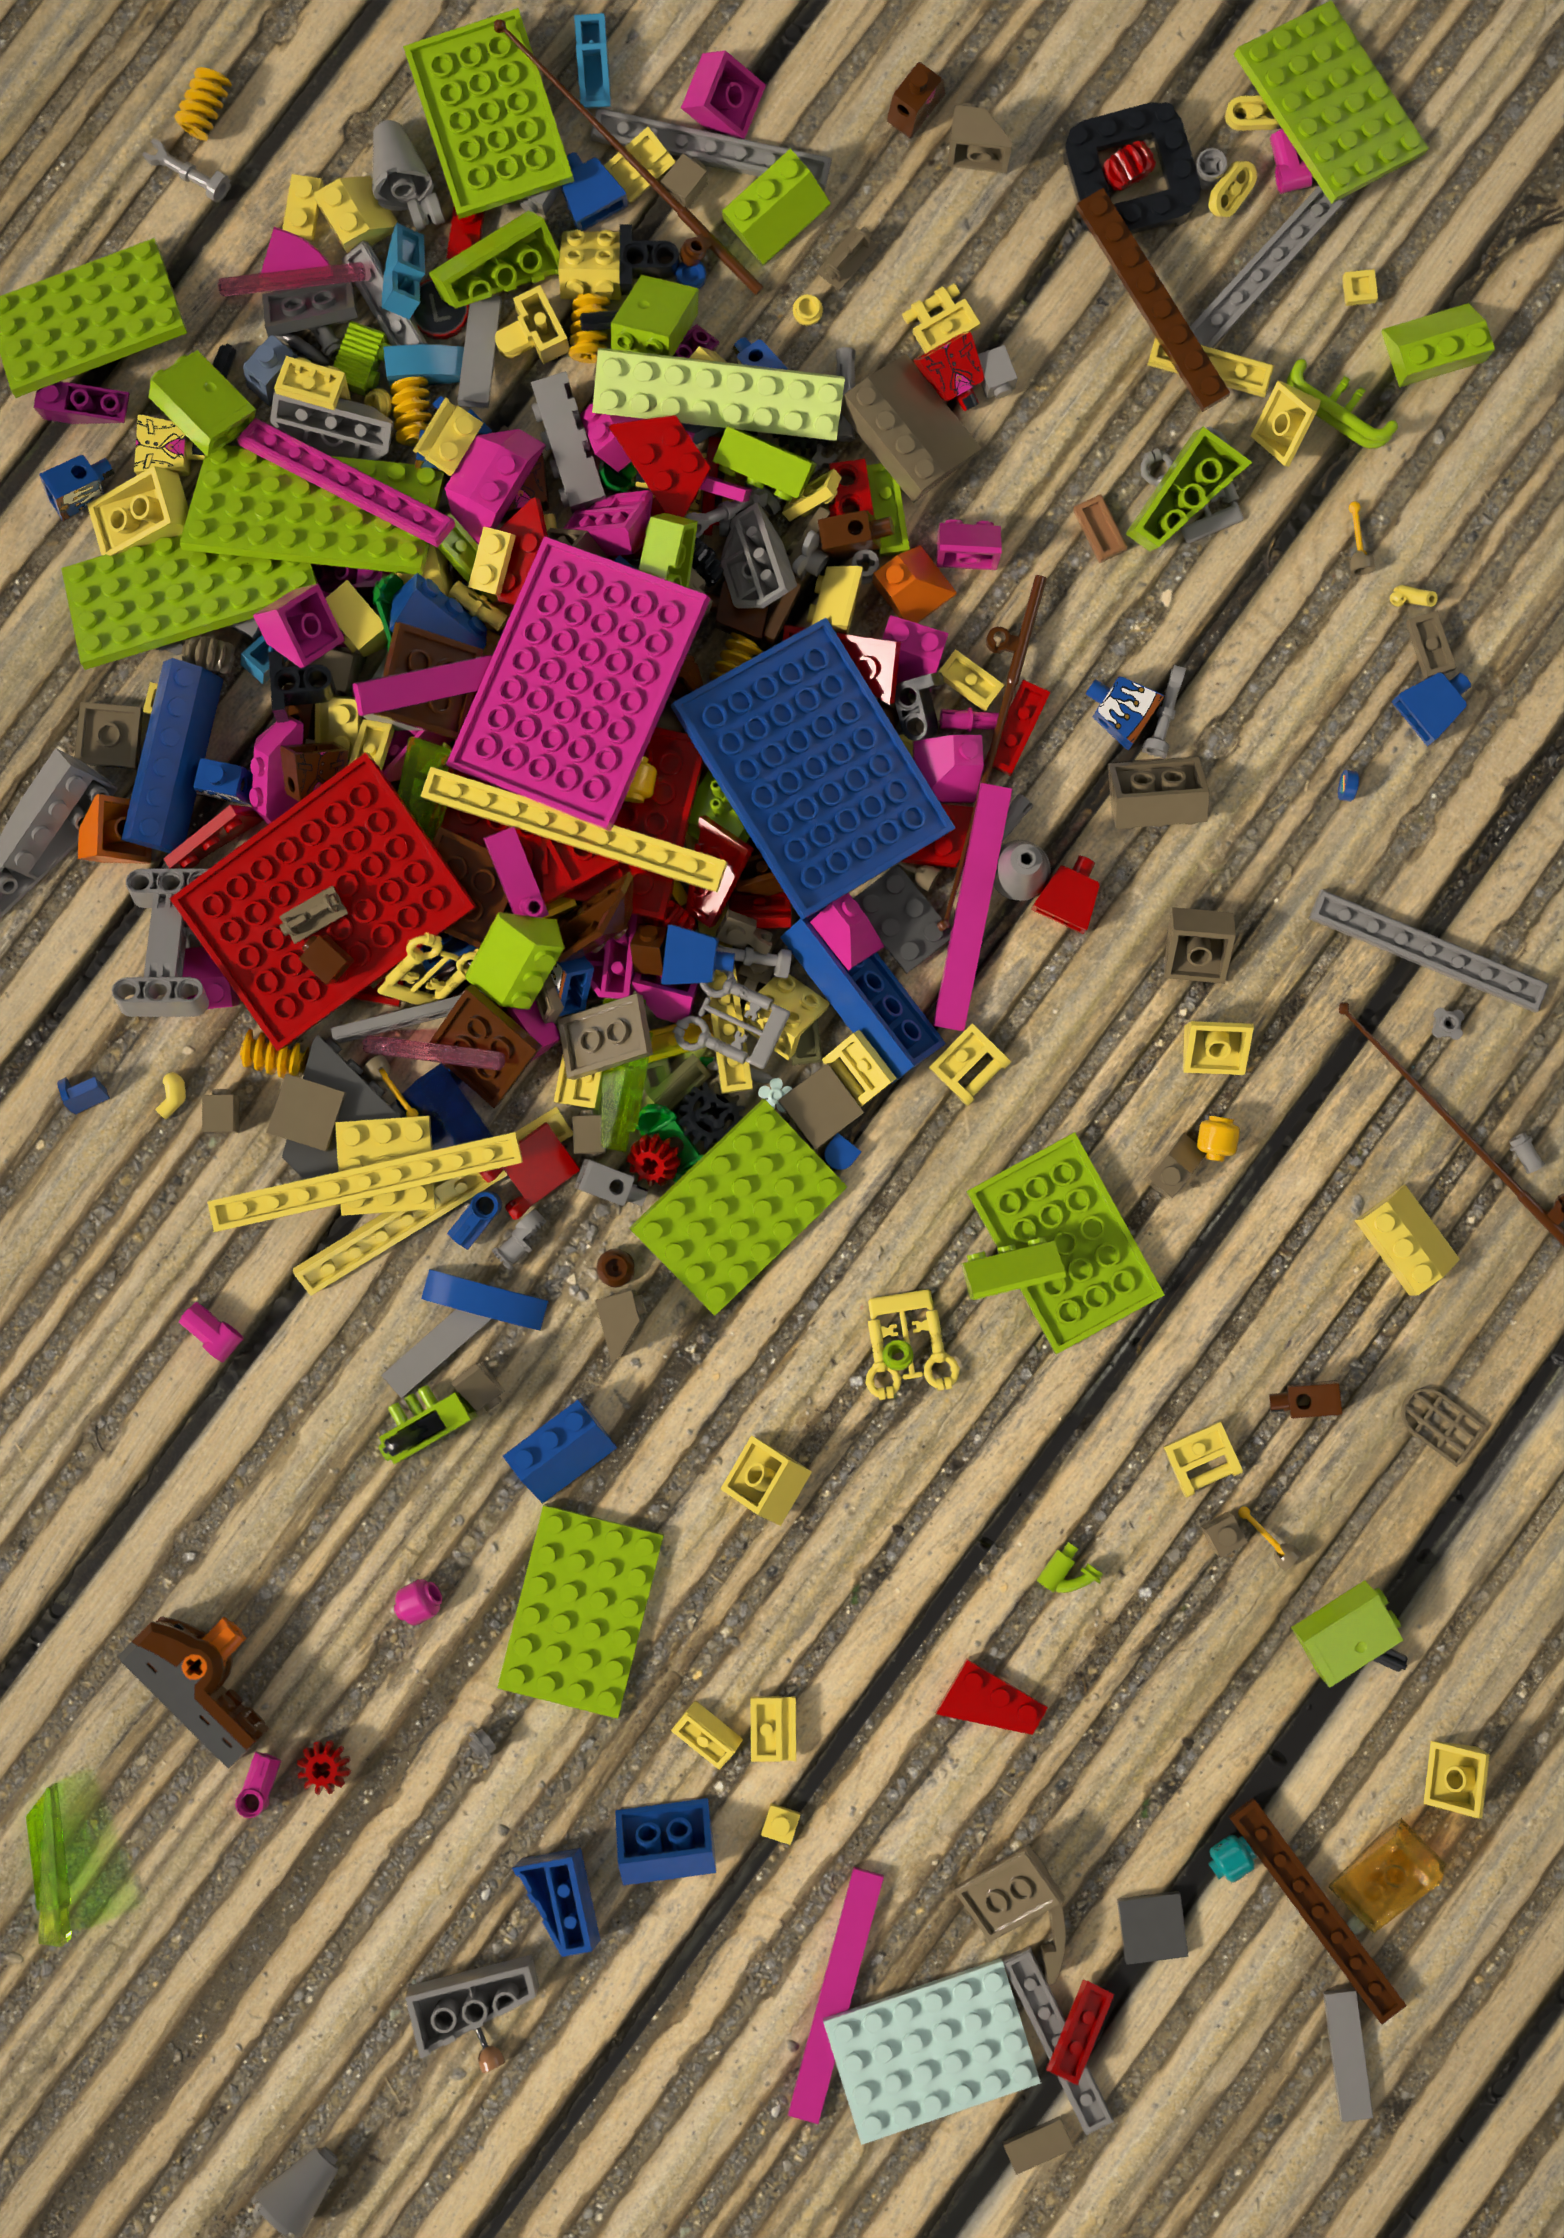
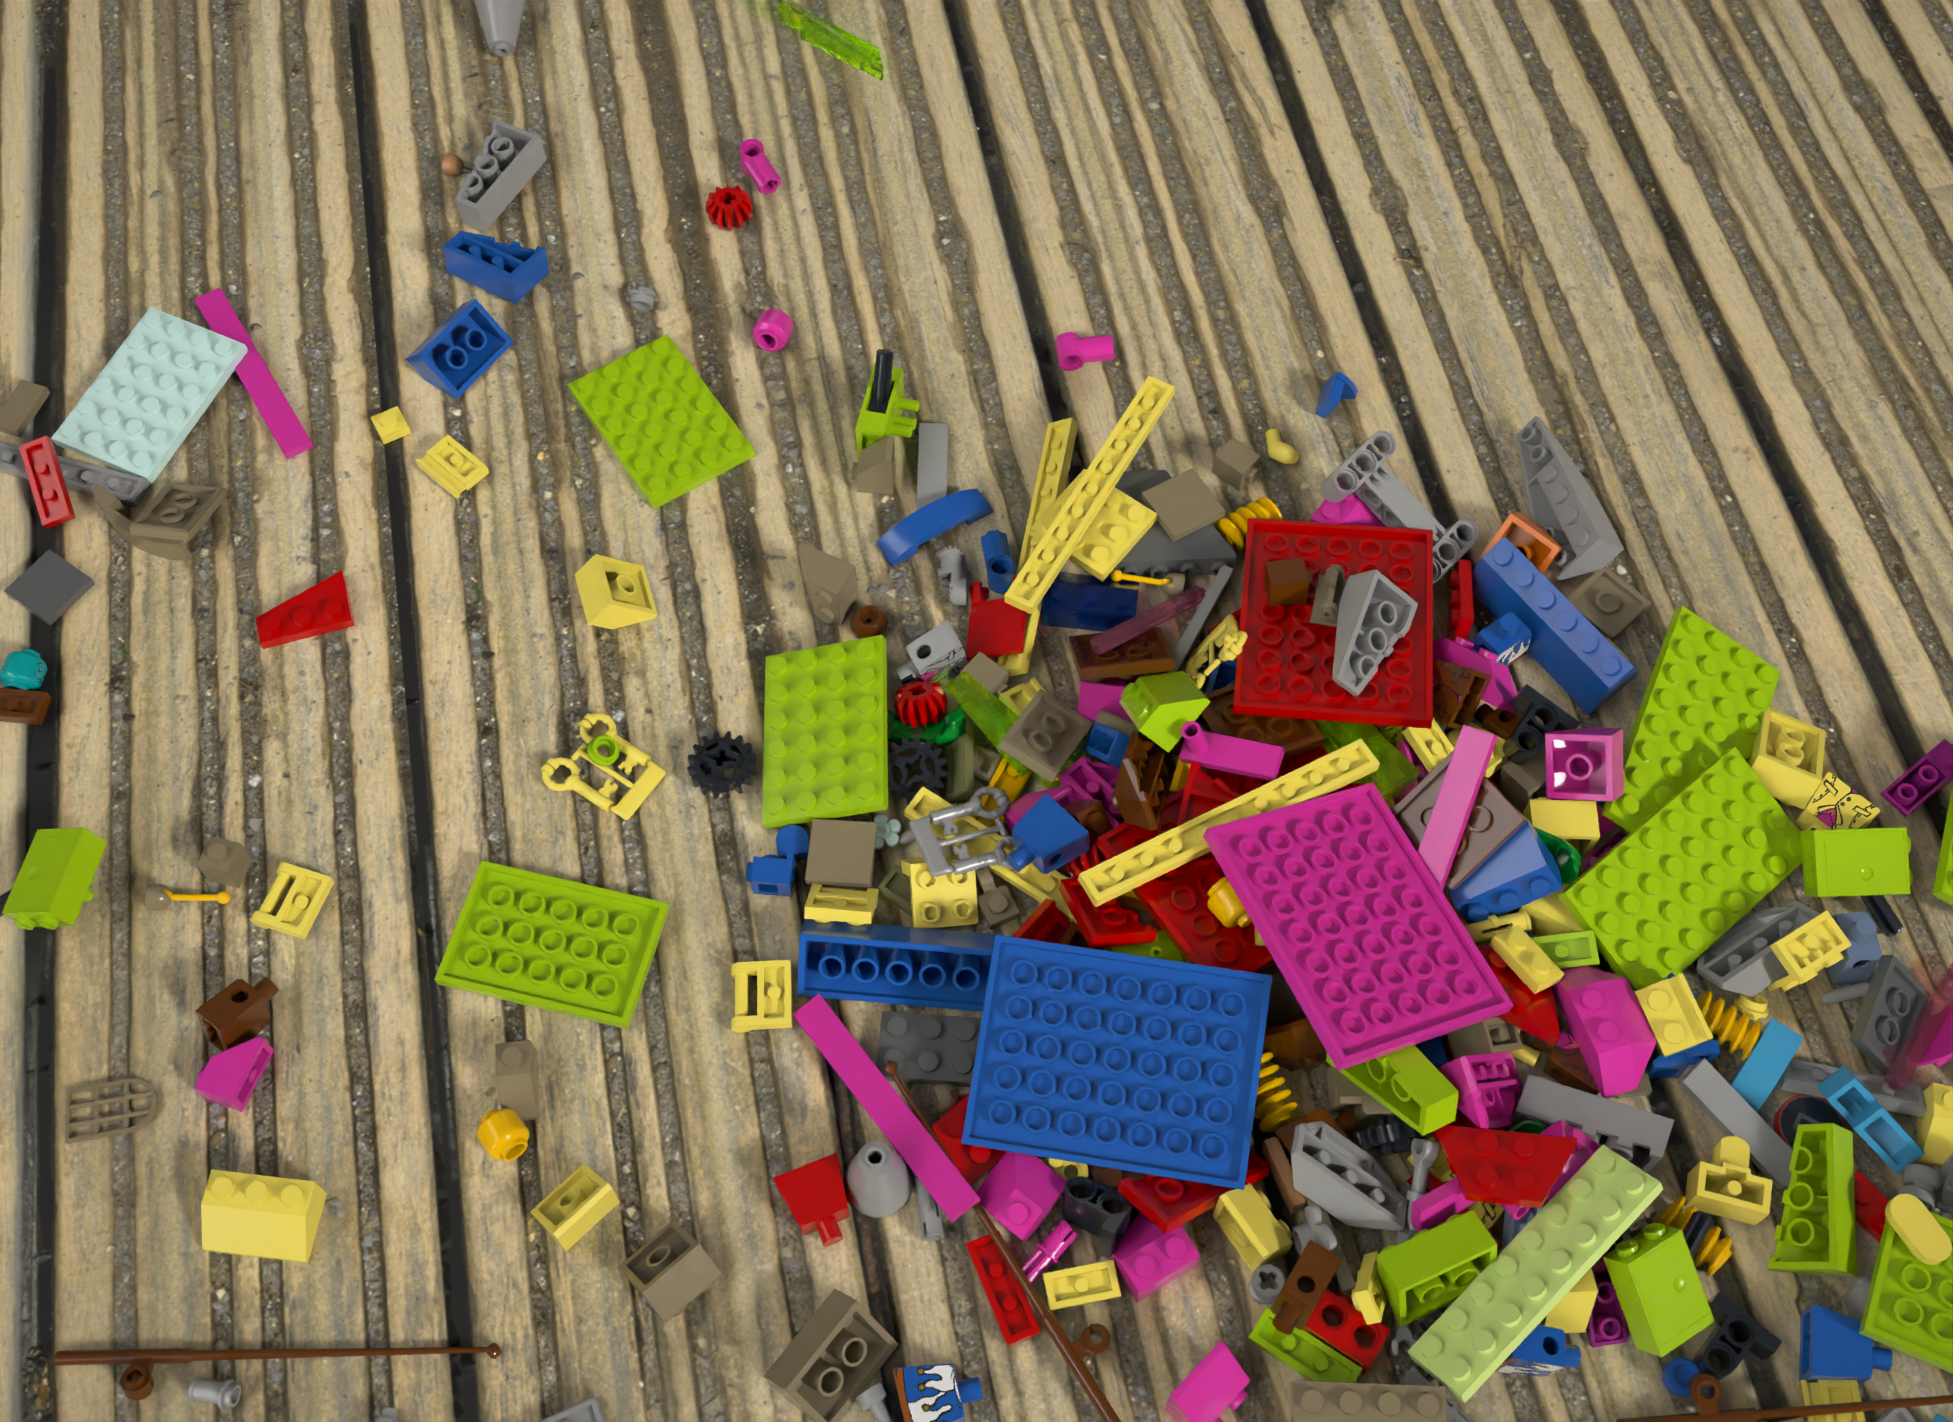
camera: 130 degrees right, 25 degrees down
(75, 484) = (1849, 723): blue torso -> none
(169, 1666) = (864, 171): piece -> none
(209, 653) = (1617, 708): dark tan gear -> none
(315, 865) = (1369, 622): none -> light grey wedge
(328, 341) = (1837, 1011): light grey pin -> none
(346, 482) = (1691, 909): dark pink tile -> none
(361, 357) = (1810, 1017): lime brick -> none
(471, 184) = (1918, 1229): none -> light yellow tile
(560, 1451) = (780, 486): blue slope -> none
(589, 264) = (1762, 1286): light yellow bracket -> none
(707, 1735) = (496, 430): light yellow slope -> none
(740, 930) = (1034, 902): dark tan plate -> none
(748, 956) = (984, 917): light grey piece -> none
(817, 1267) = (718, 760): none -> black gear
(847, 931) = (954, 984): dark pink slope -> none
(879, 1141) = (772, 875): none -> blue brick
(913, 585) = (1210, 1311): orange slope -> none
(1012, 1268) = (570, 870): lime slope -> none
(1058, 1567) = (339, 735): lime plant -> none
(1349, 1360) = (234, 1074): none -> dark pink slope

